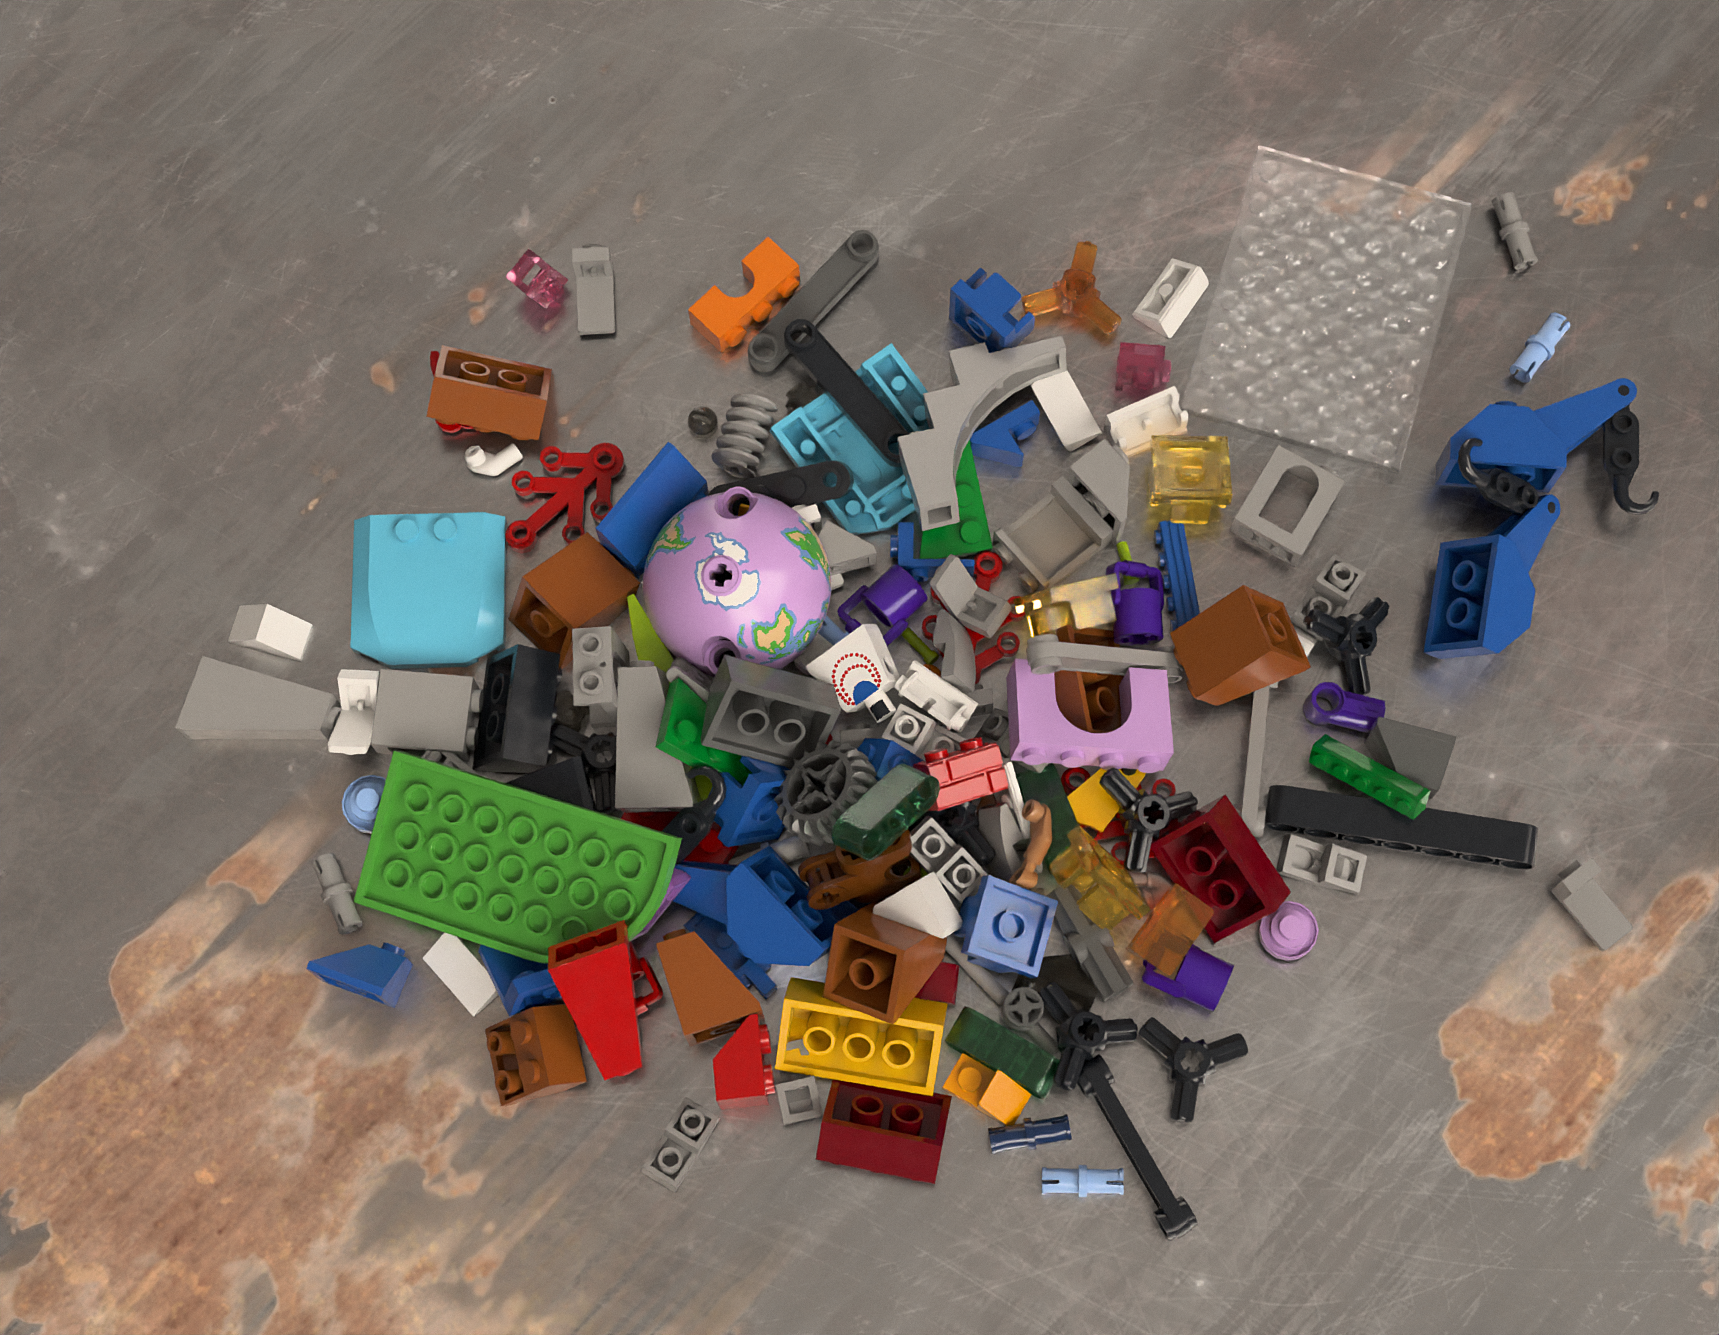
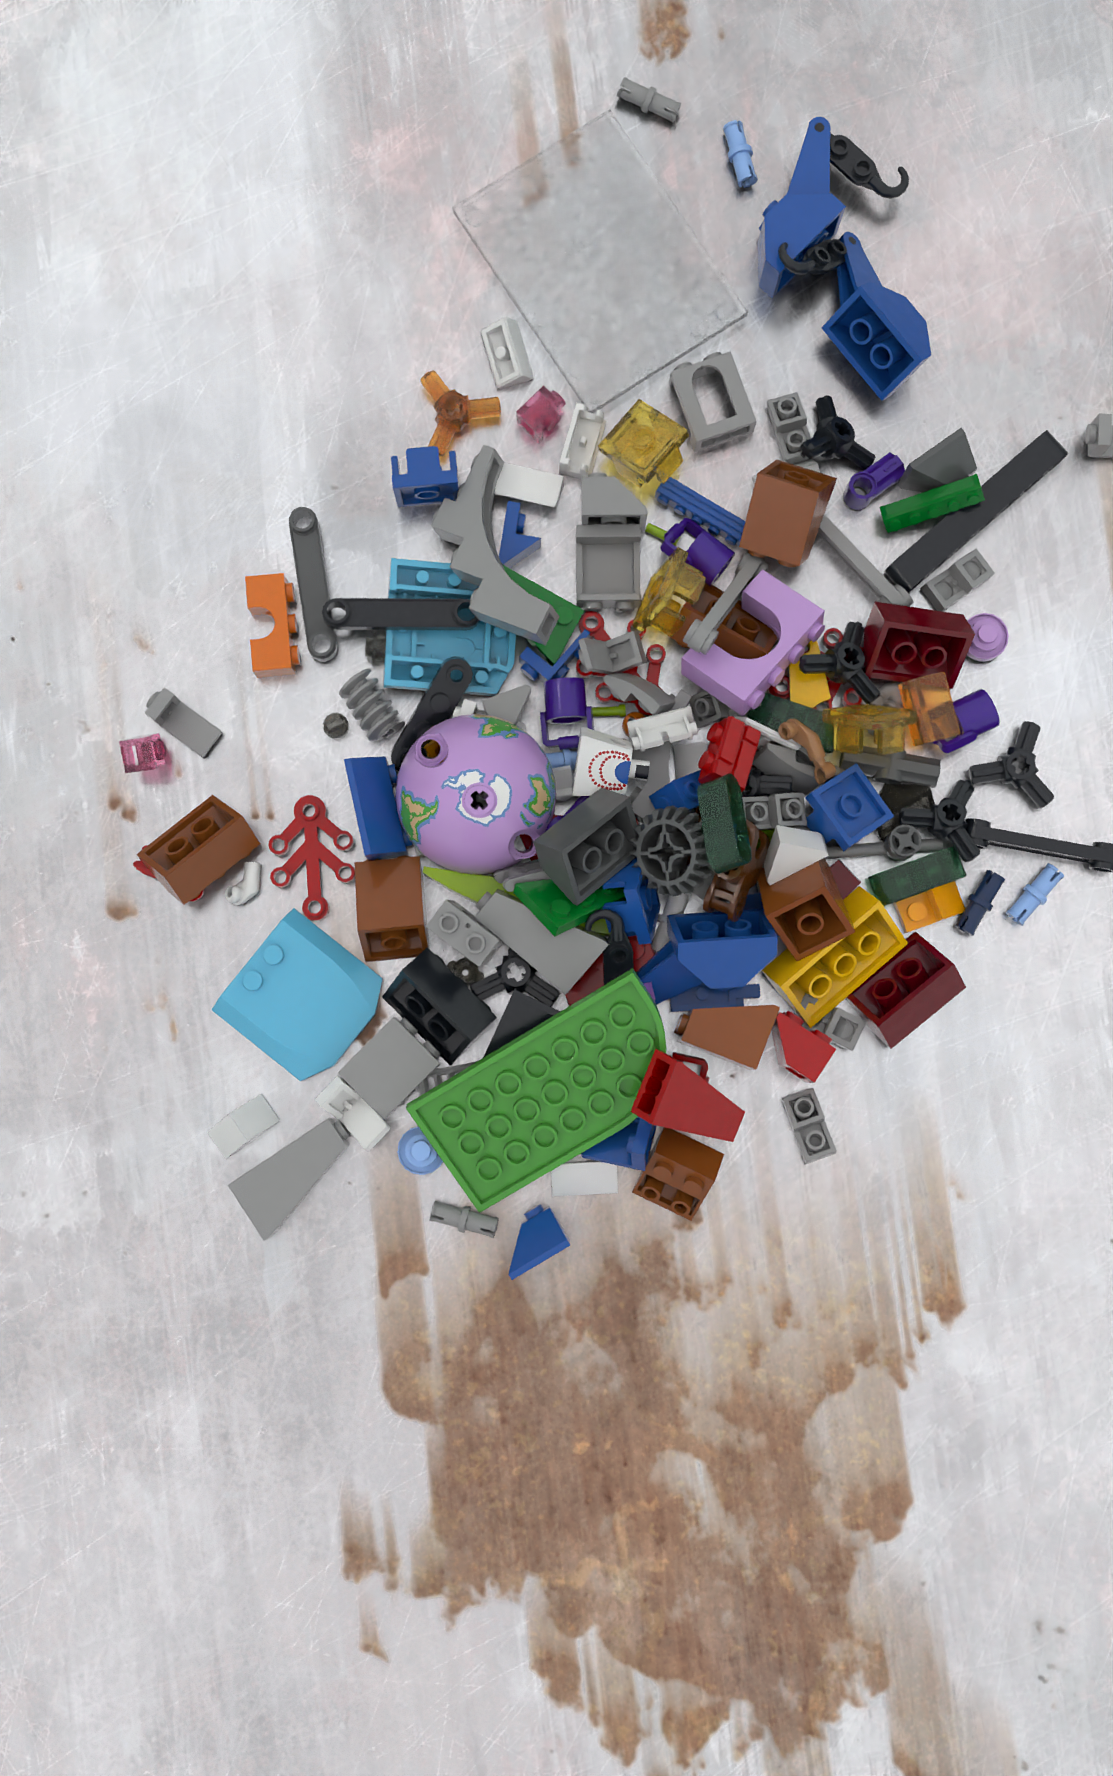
camera: 55 degrees left, 10 degrees up
(919, 733) = (678, 759): white slope -> none

